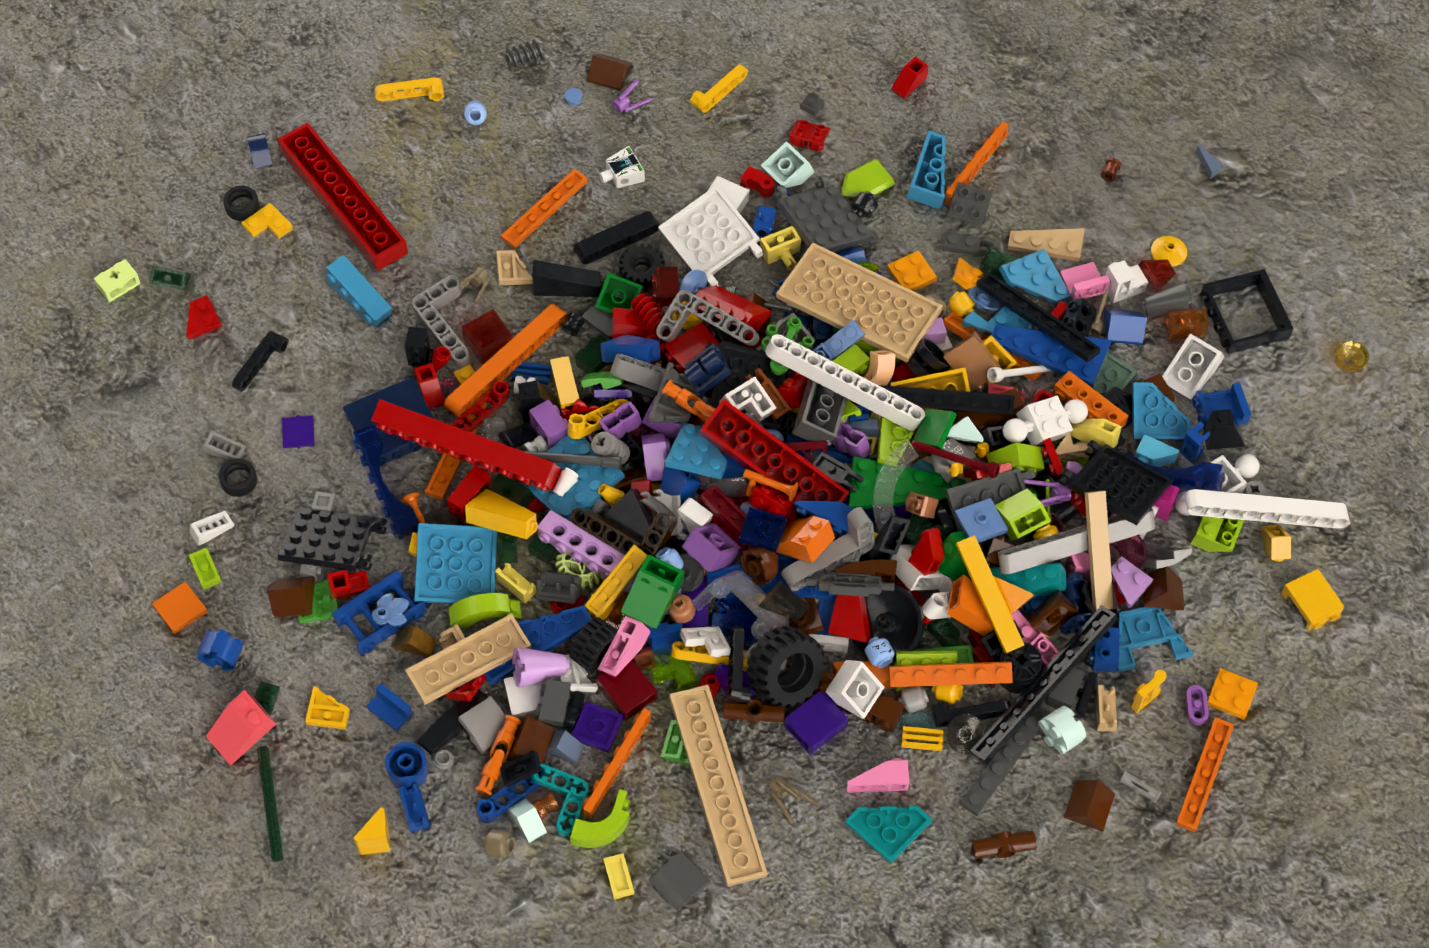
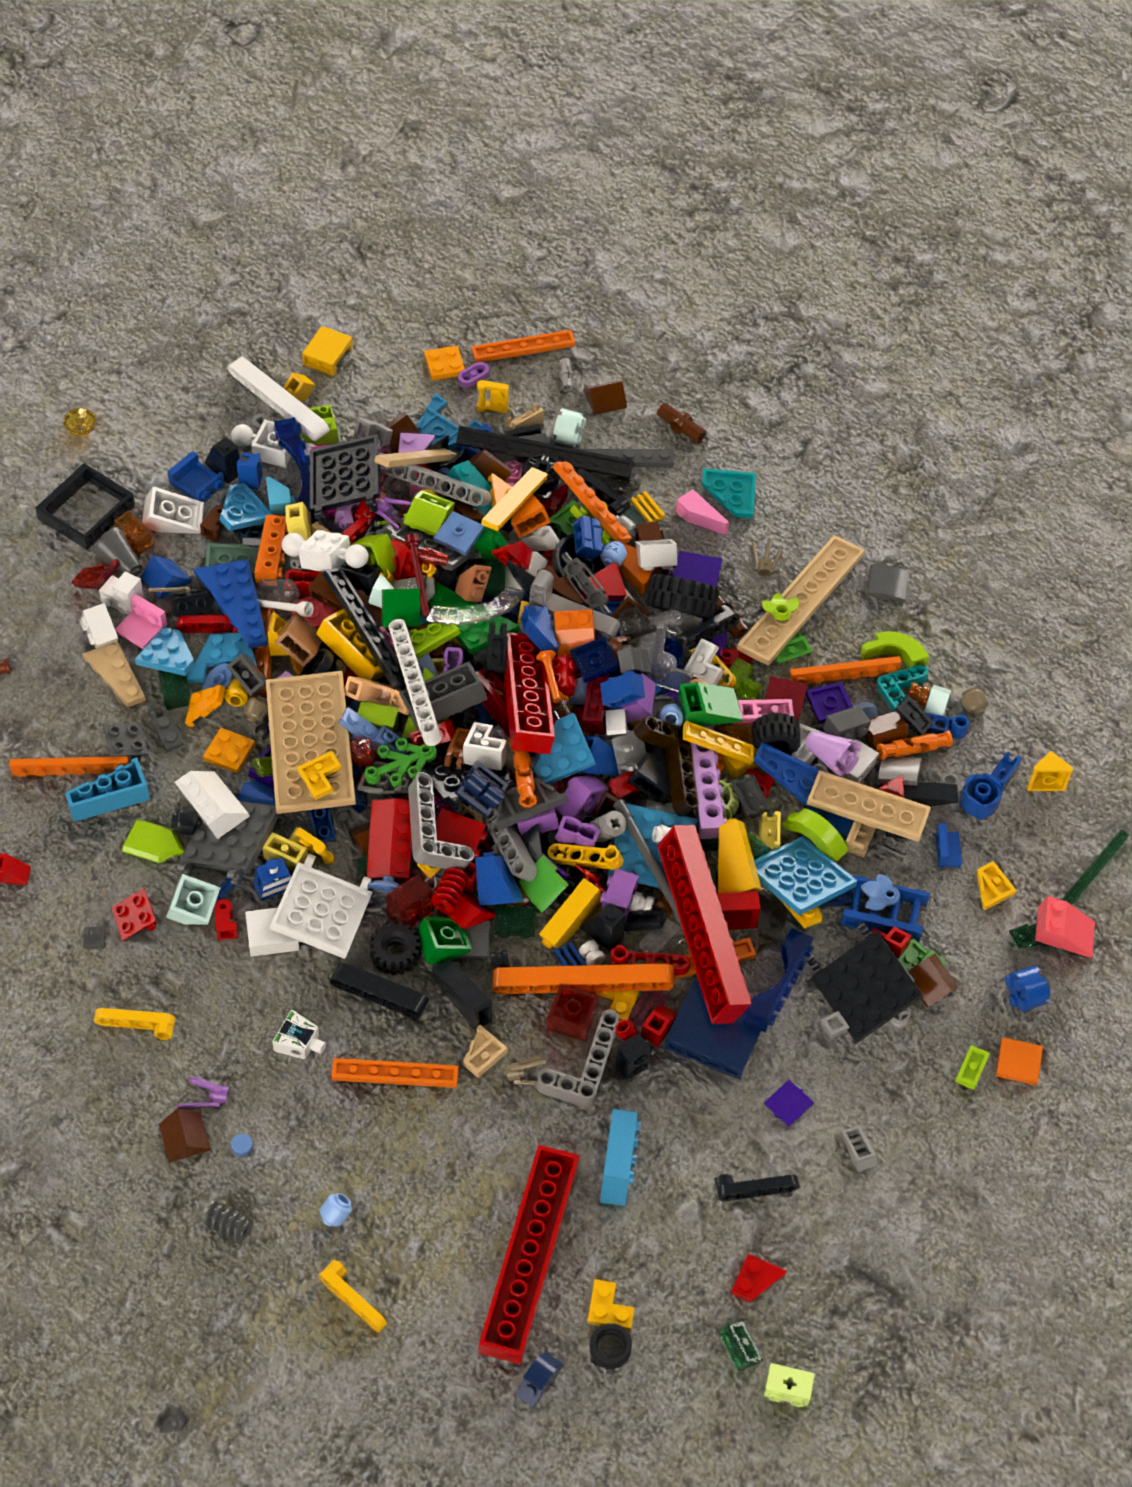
camera: 130 degrees left, 5 degrees down
(205, 536) = (940, 1103): white slope -> none
(233, 465) = (879, 1095): black tyre -> none
(411, 500) = (772, 959): orange piece -> none
(414, 641) = (883, 865): pearl gold slope -> none
(610, 494) = (644, 800): yellow cone -> none
(618, 876) = (919, 621): light yellow tile -> none
(712, 523) = (622, 690): none -> blue brick
(720, 752) = (780, 607): none -> lime plate
(734, 554) = (634, 660): none -> dark grey brick
(774, 260) = (315, 846): none -> yellow plate
(819, 276) = (315, 772): none -> yellow plate
(819, 329) = (363, 752): none -> clear red head
(863, 220) = (212, 801): none -> white slope
(906, 632) = (588, 537): none -> blue brick
(962, 304) = (247, 674): none -> dark grey brick
(963, 476) = (433, 556): none -> clear red cone
(1038, 317) = (216, 621): black plate -> none
(1100, 242) = (98, 626): none -> white brick
(1175, 256) = (57, 590): yellow dish -> none

